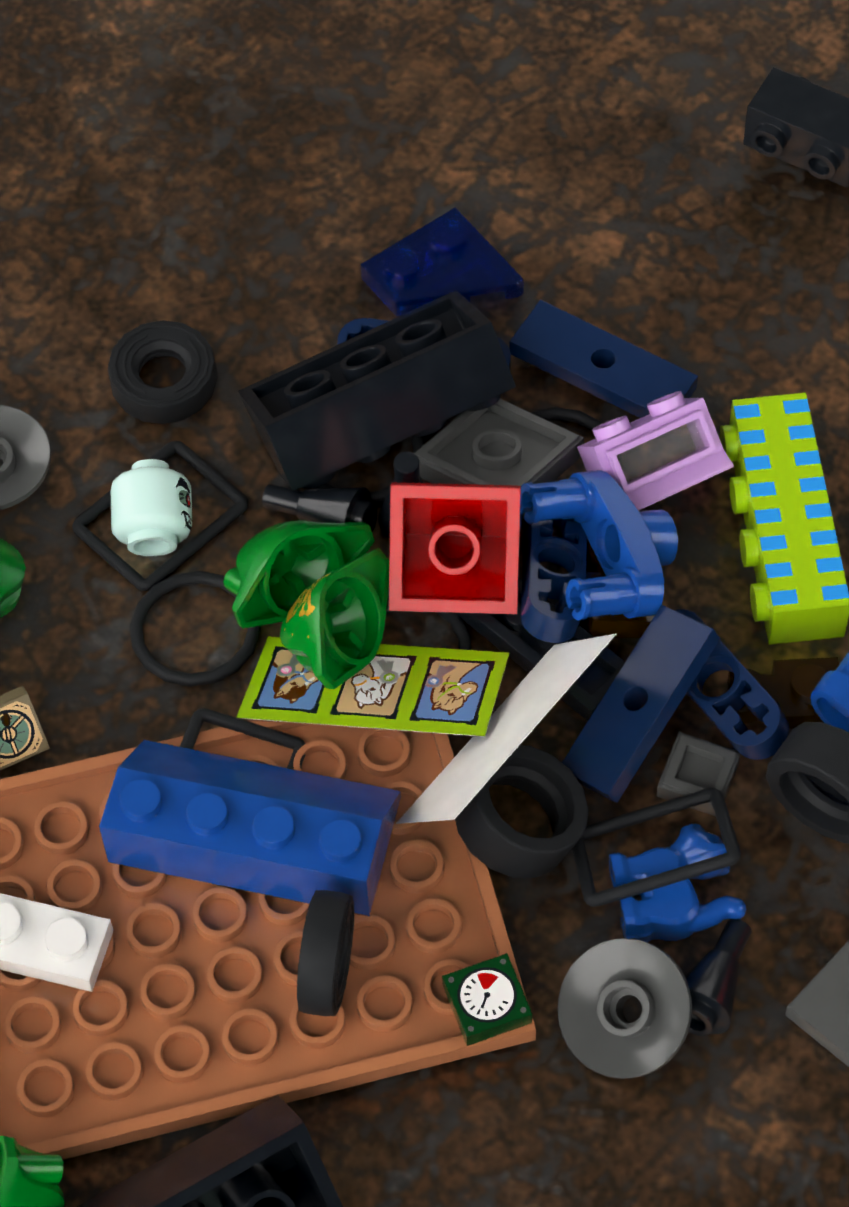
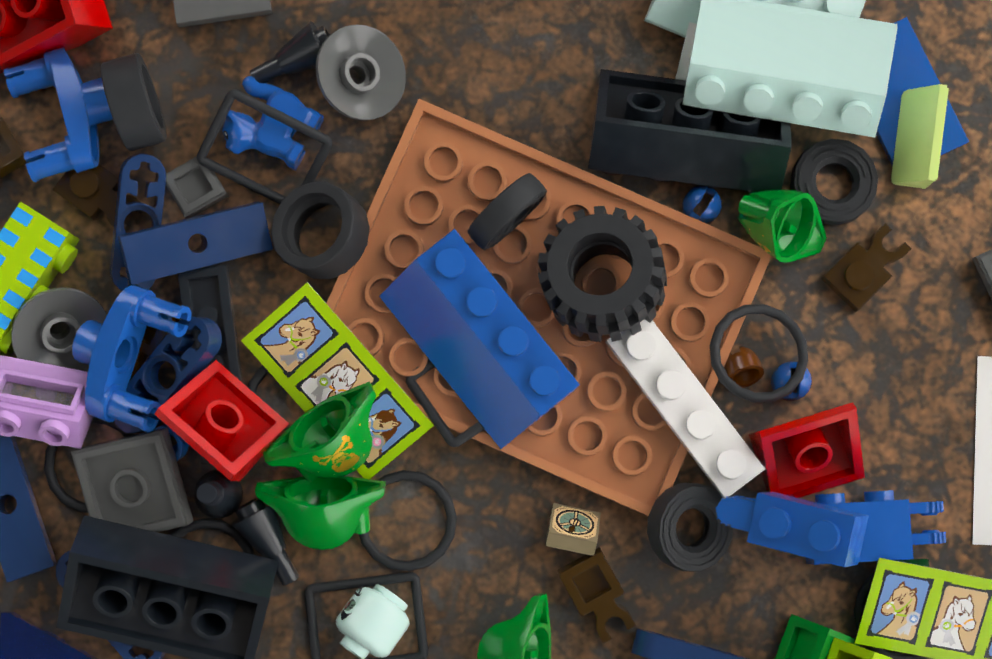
camera: 145 degrees left, 25 degrees up
(97, 1171) = (694, 197): none -> blue hinge
(173, 913) = (593, 237): none -> black tyre
(487, 999) = (433, 130): tile -> none
(506, 730) = (270, 273): white sticker -> none
(710, 528) = (32, 325): none -> dark grey dish

